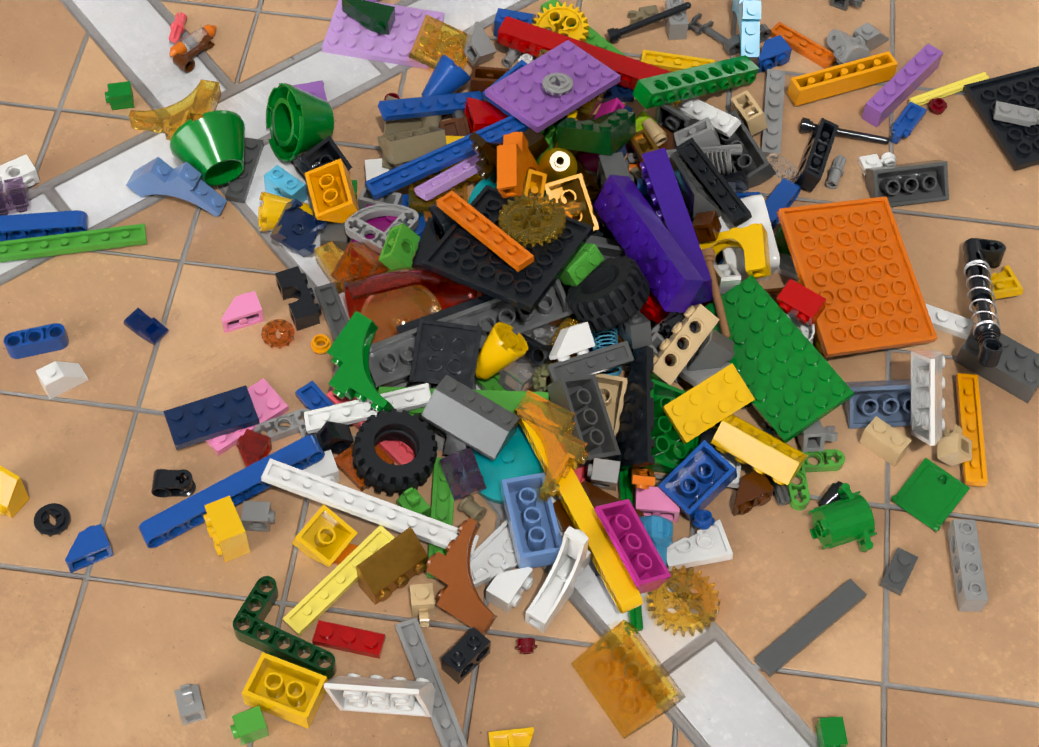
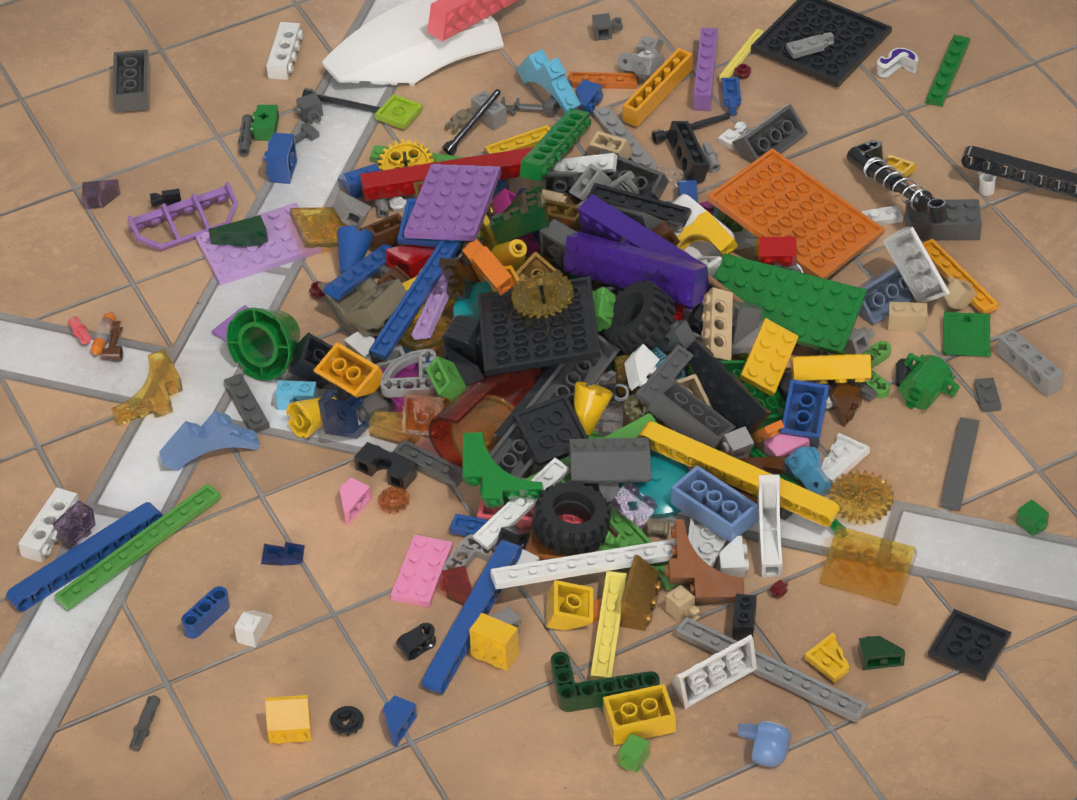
camera: 30 degrees left, 10 degrees down
(120, 95) = (86, 405): green brick -> none
(190, 703) = (577, 766): light grey brick -> none
(211, 417) = (404, 580): dark blue plate -> none
(212, 146) = (221, 390): green cone -> none
(320, 339) = (434, 487): light orange plate -> none
(349, 639) = (650, 660): red plate -> none
(485, 231) = (513, 321): orange plate -> none
(554, 428) = (682, 428): clear yellow arch -> none
(565, 83) = (466, 193): light grey gear -> none
(633, 545) = (802, 473): dark pink slope -> none
(703, 519) = (829, 437): blue plate -> none

